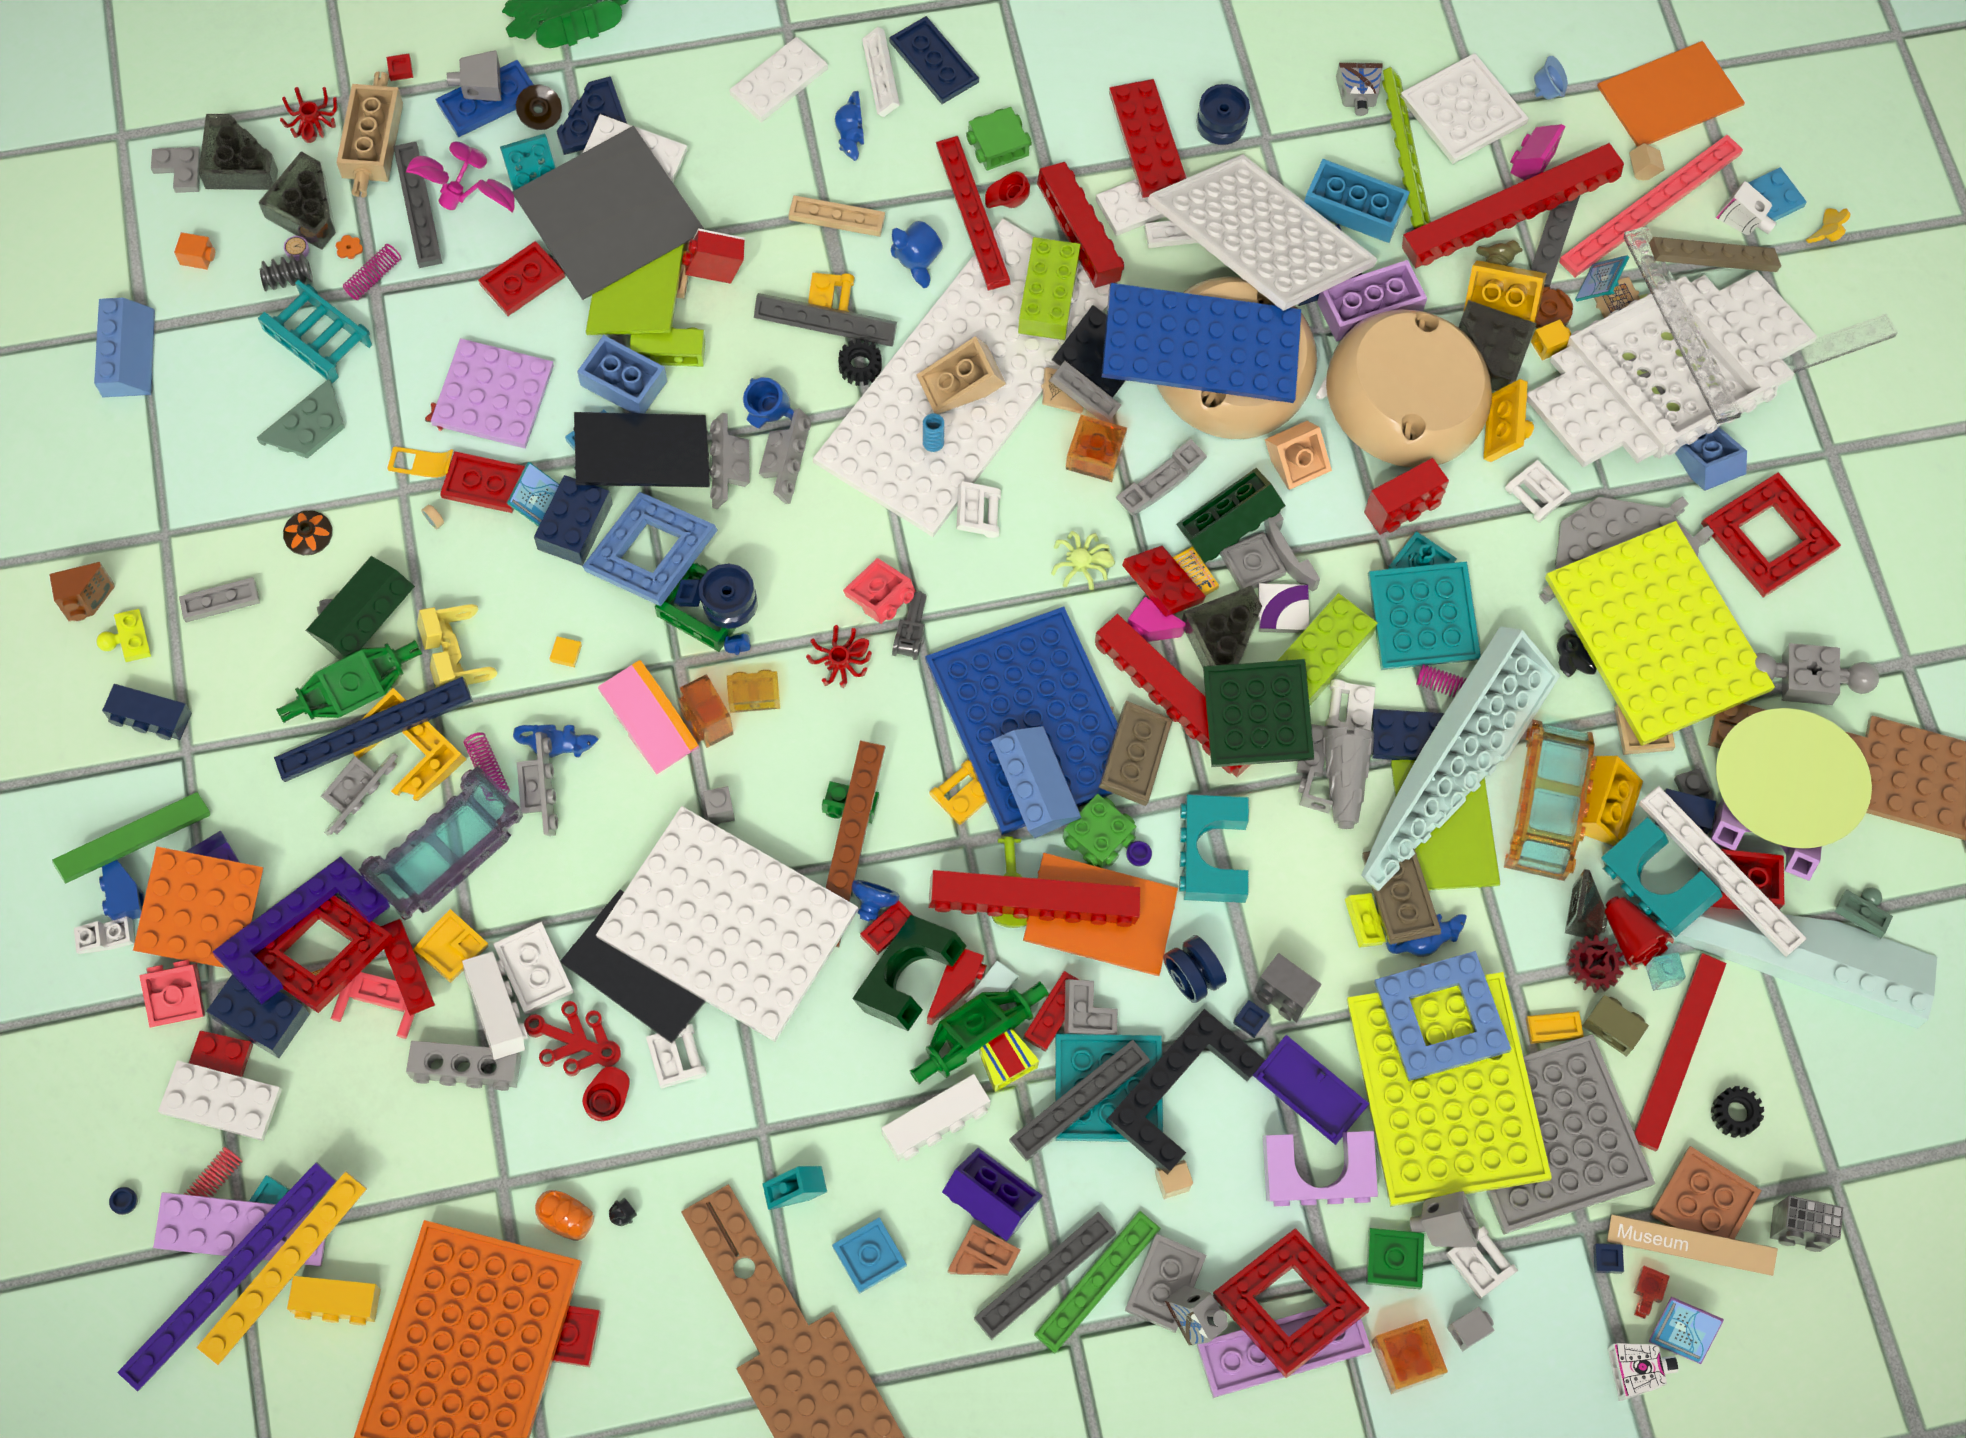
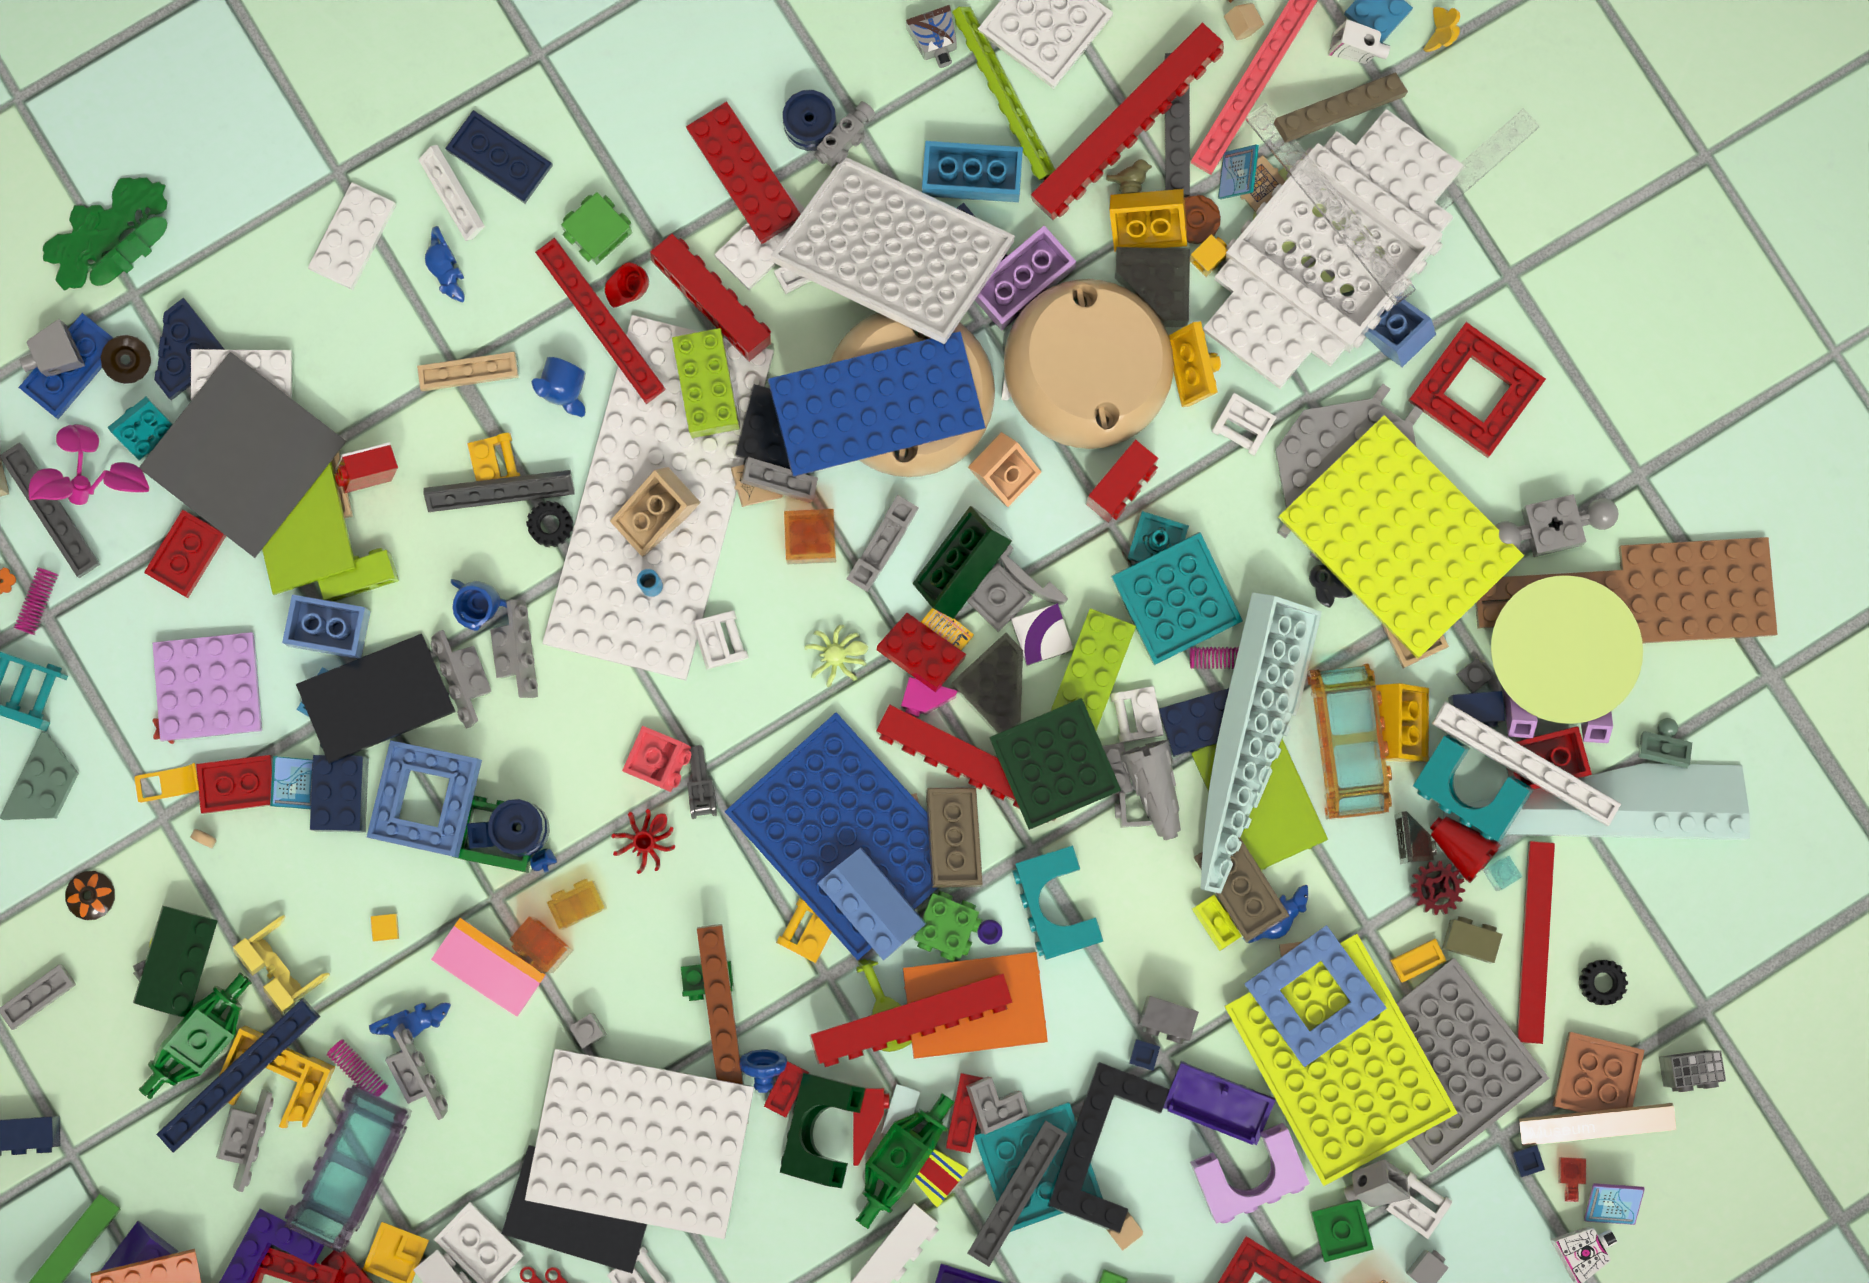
camera: 15 degrees left, 15 degrees up
(1195, 969) = (1078, 1032): dark blue wheel -> none
(1249, 136) = (844, 137): none -> light grey brick
(1536, 151) = (1132, 51): dark pink slope -> none

